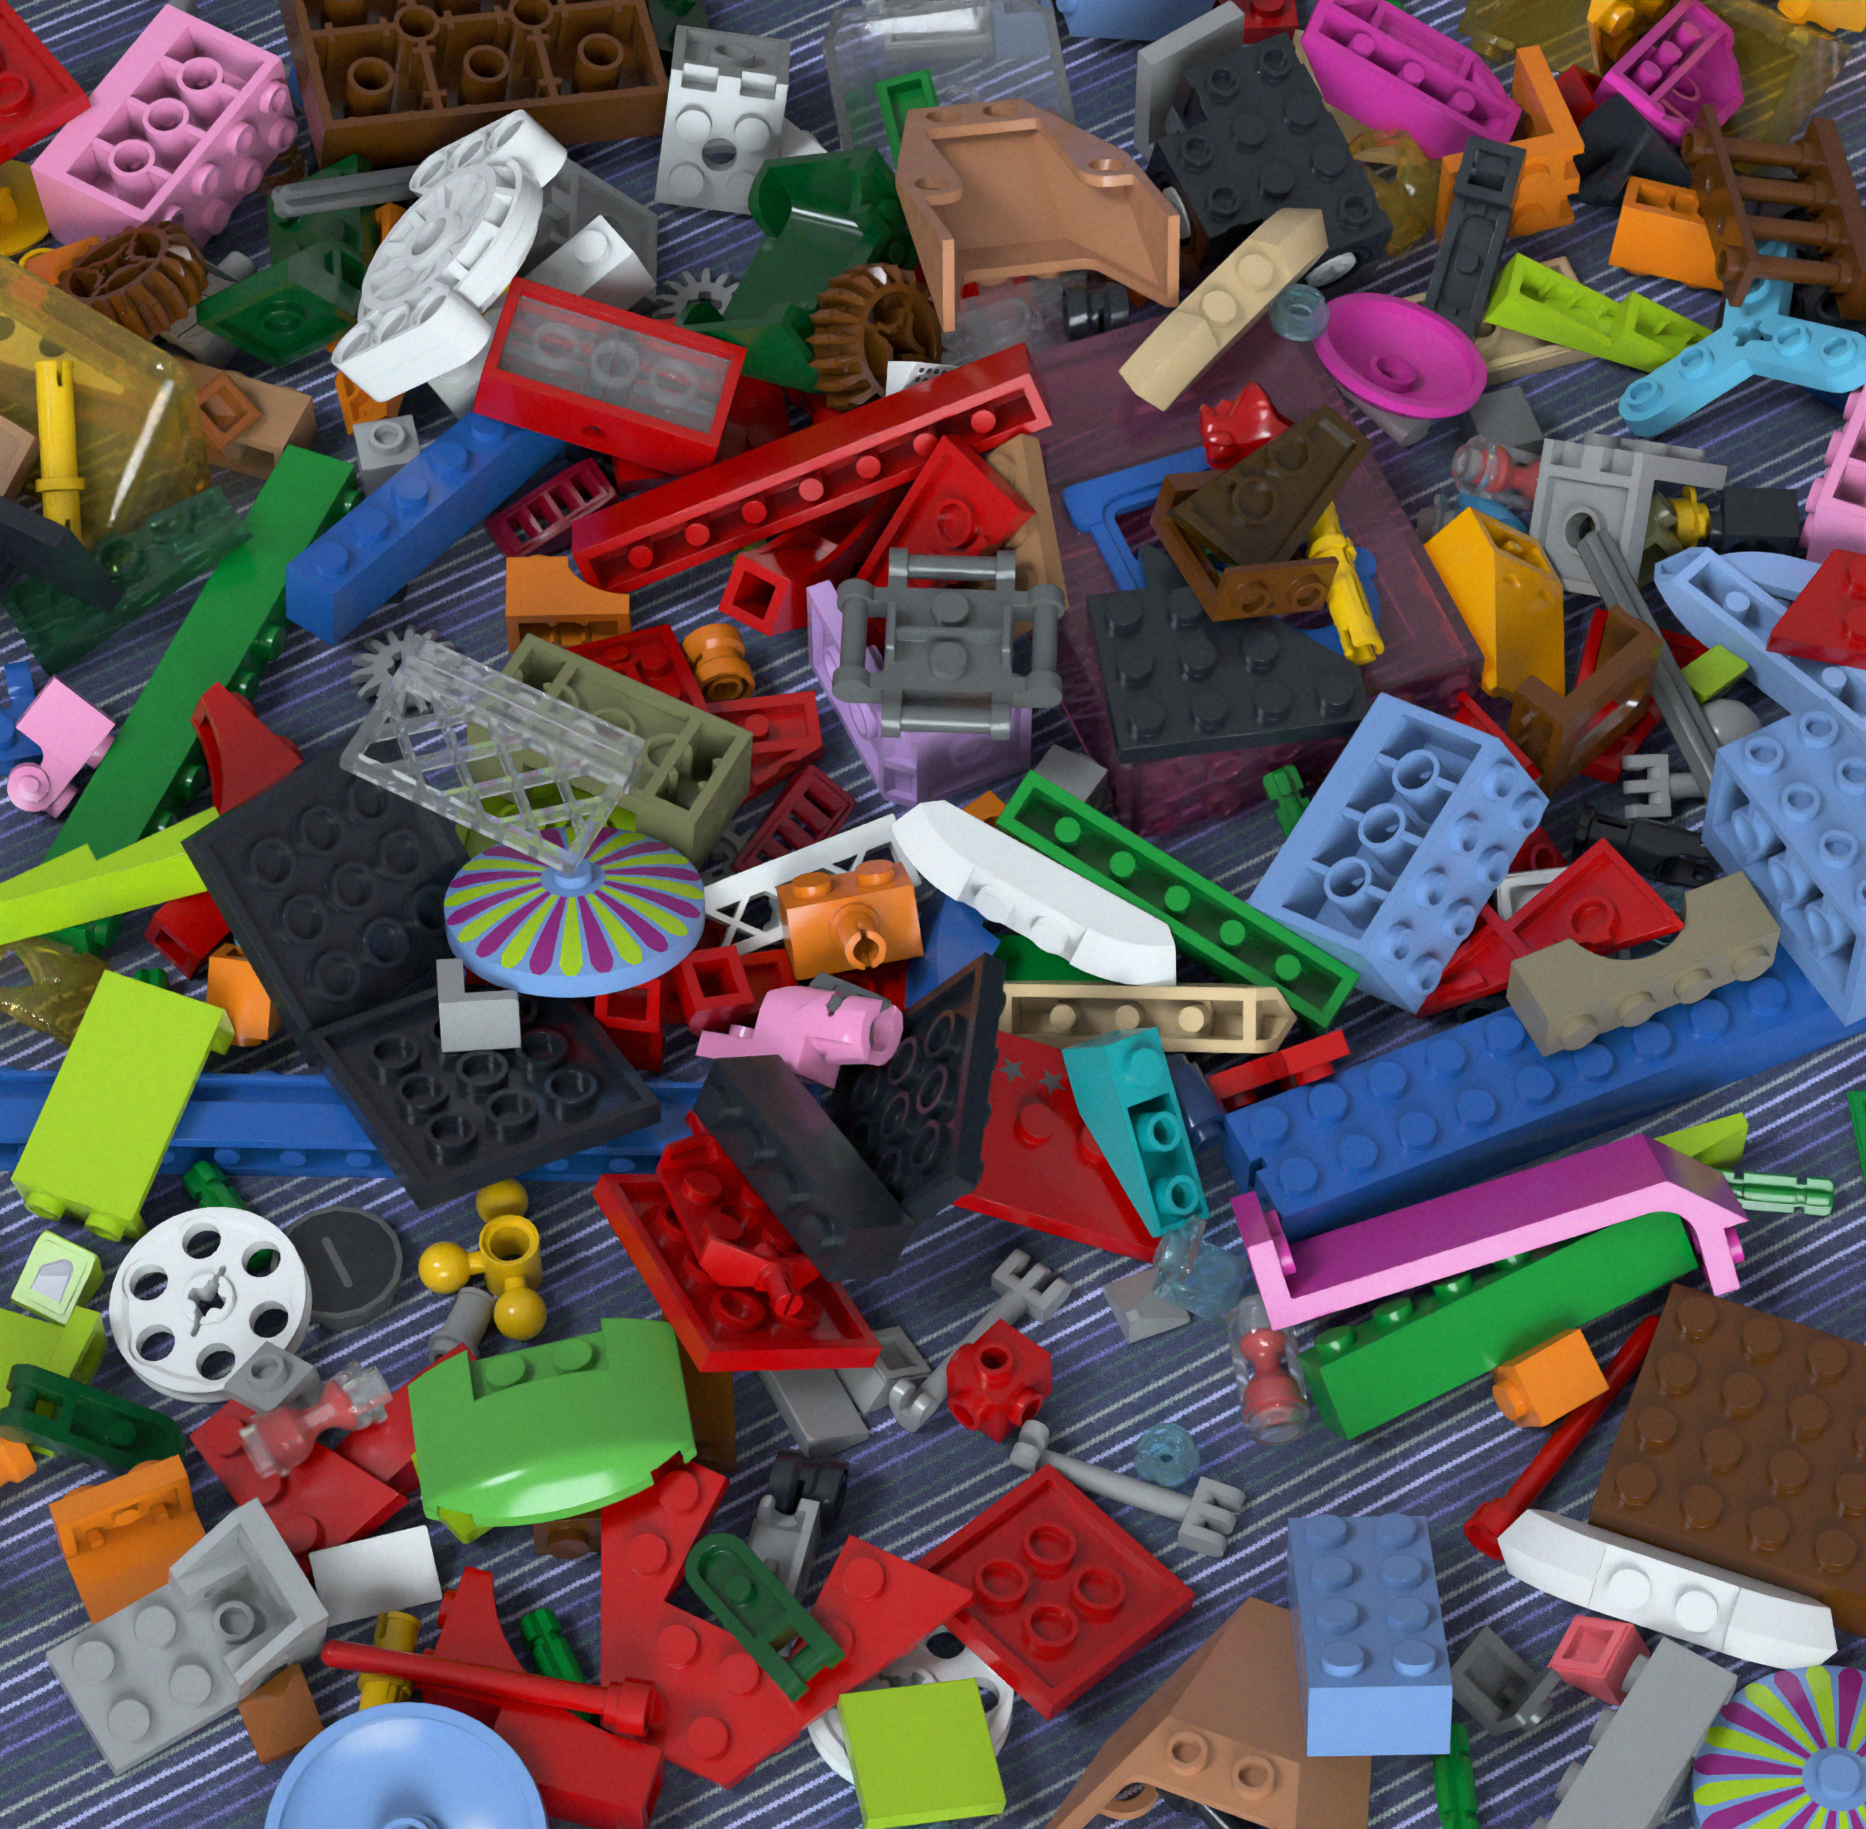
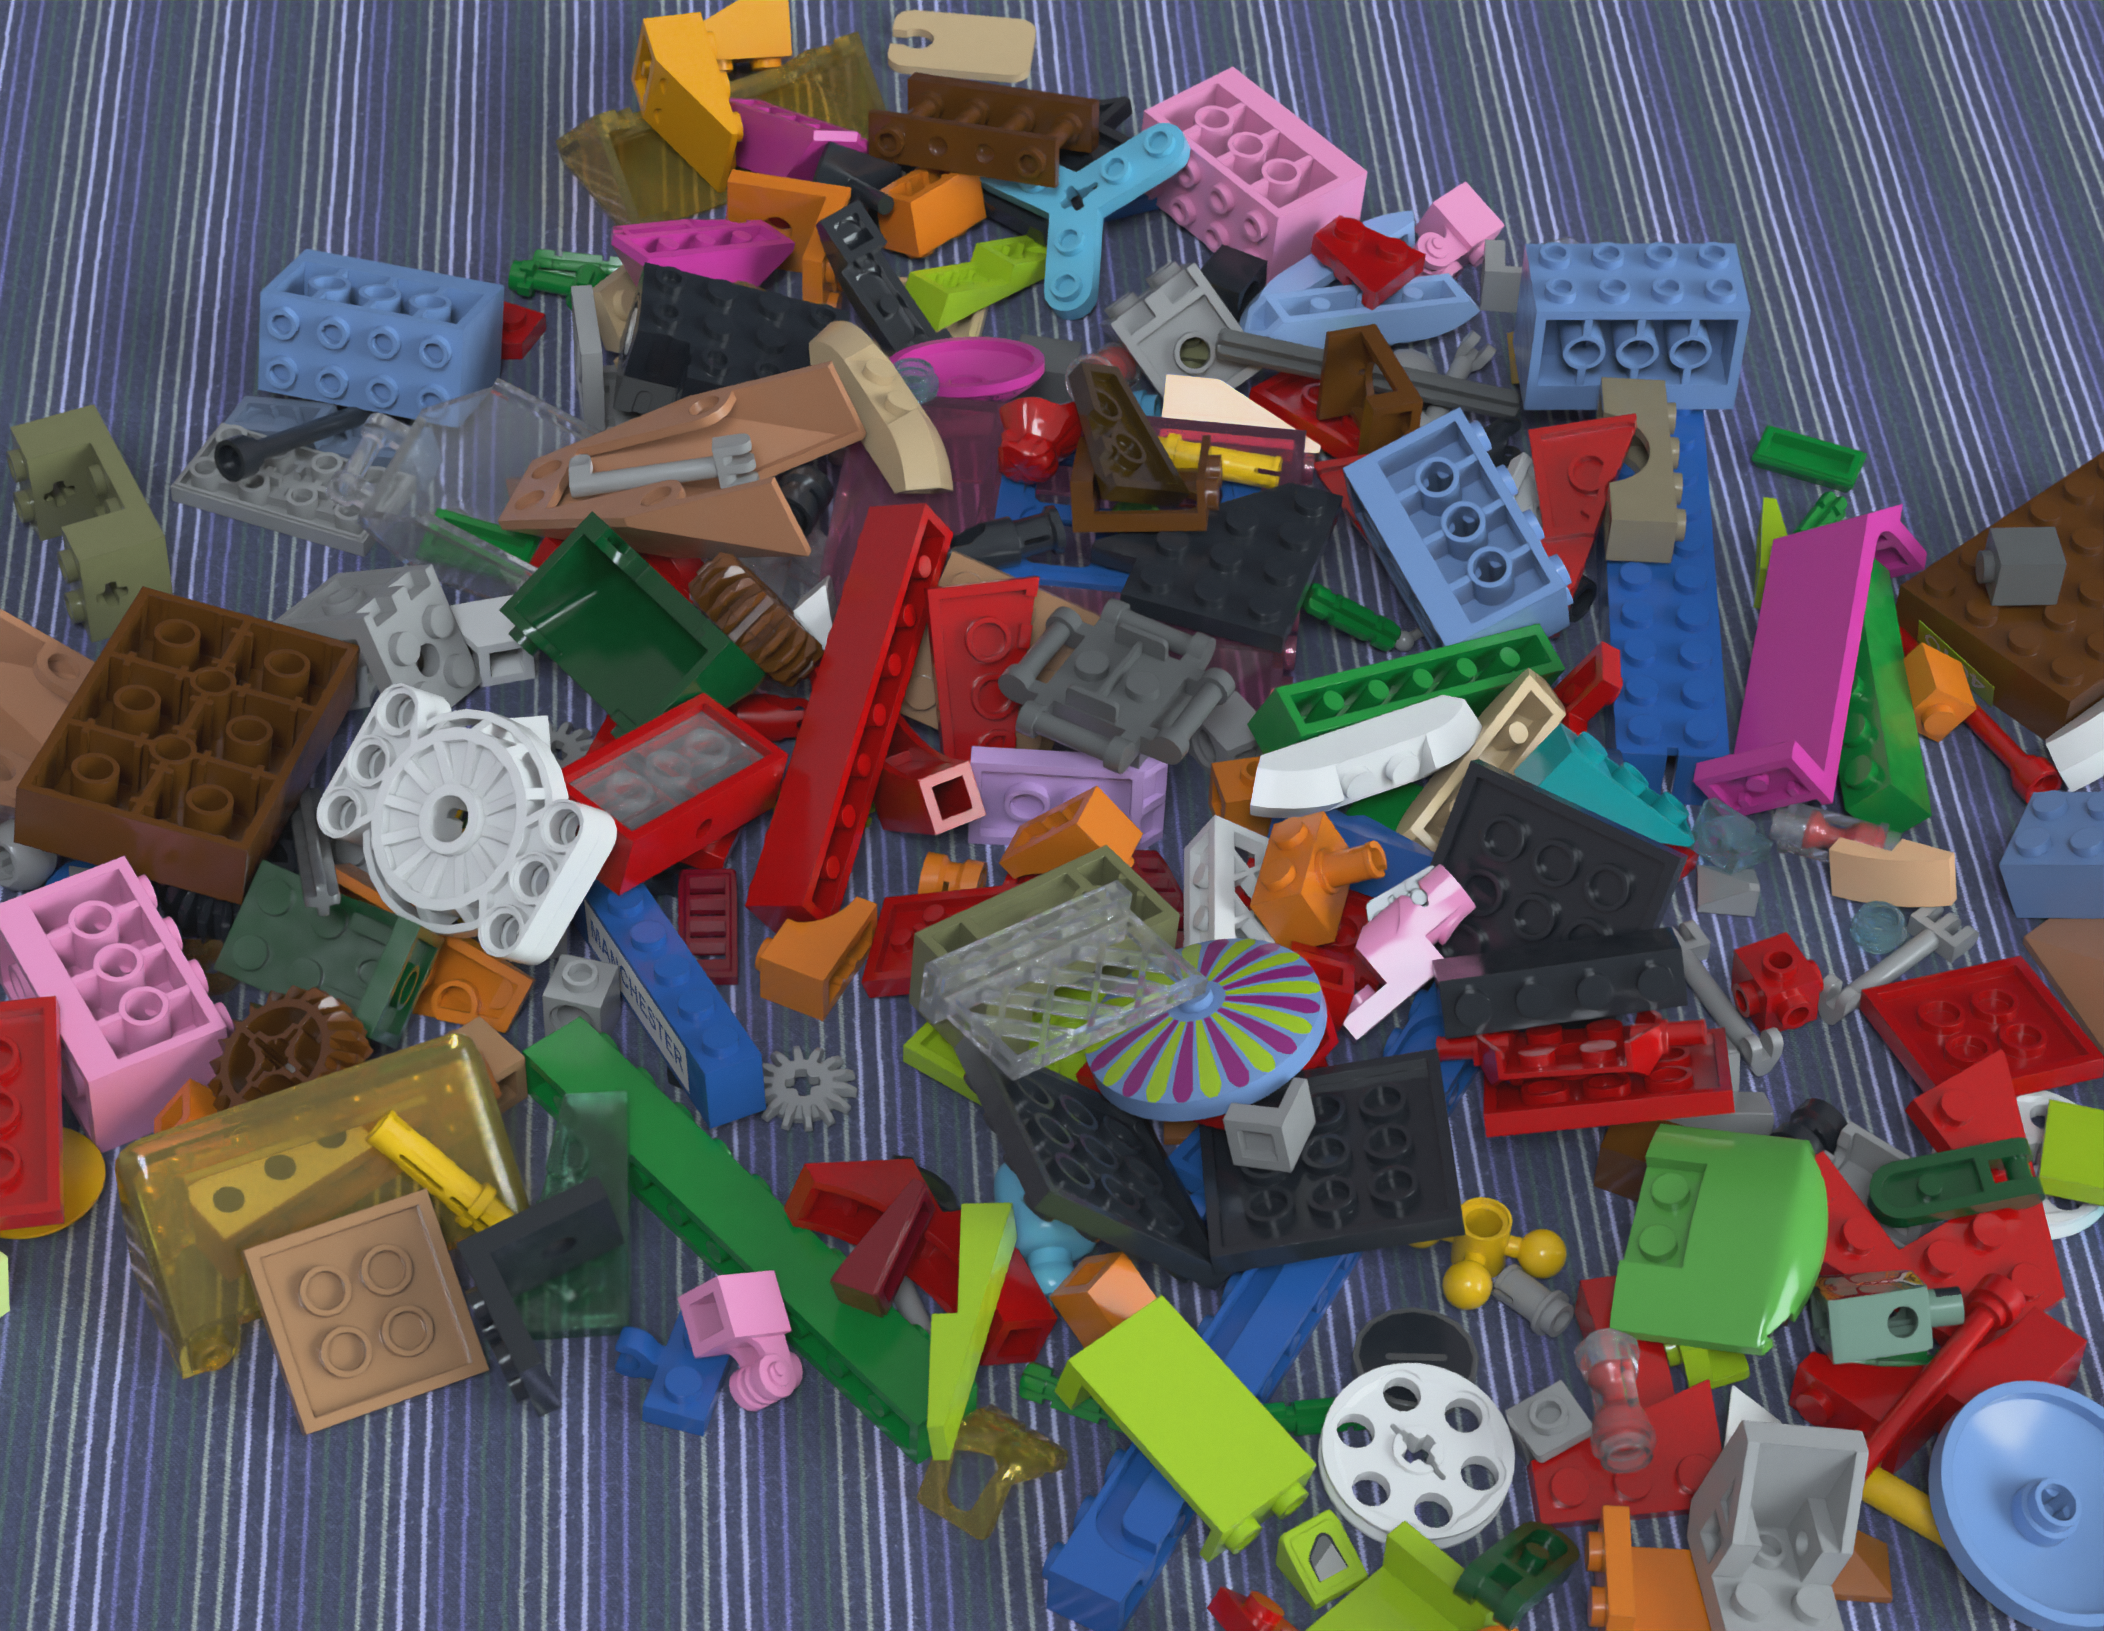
camera: 65 degrees left, 10 degrees down
(161, 788) = (881, 1259): none -> dark red slope
(544, 1599) = (1854, 1312): none -> sand green torso
(782, 725) = (1069, 833): none -> orange arch
(1059, 214) = (730, 464): none -> light grey hinge
(1098, 477) = (1006, 541): none -> black piece
(1231, 1433) = (1903, 877): none -> light nougat slope
(1622, 1389) = (1975, 680): none -> lime sticker
(1741, 1372) = (2021, 566): none -> dark grey brick

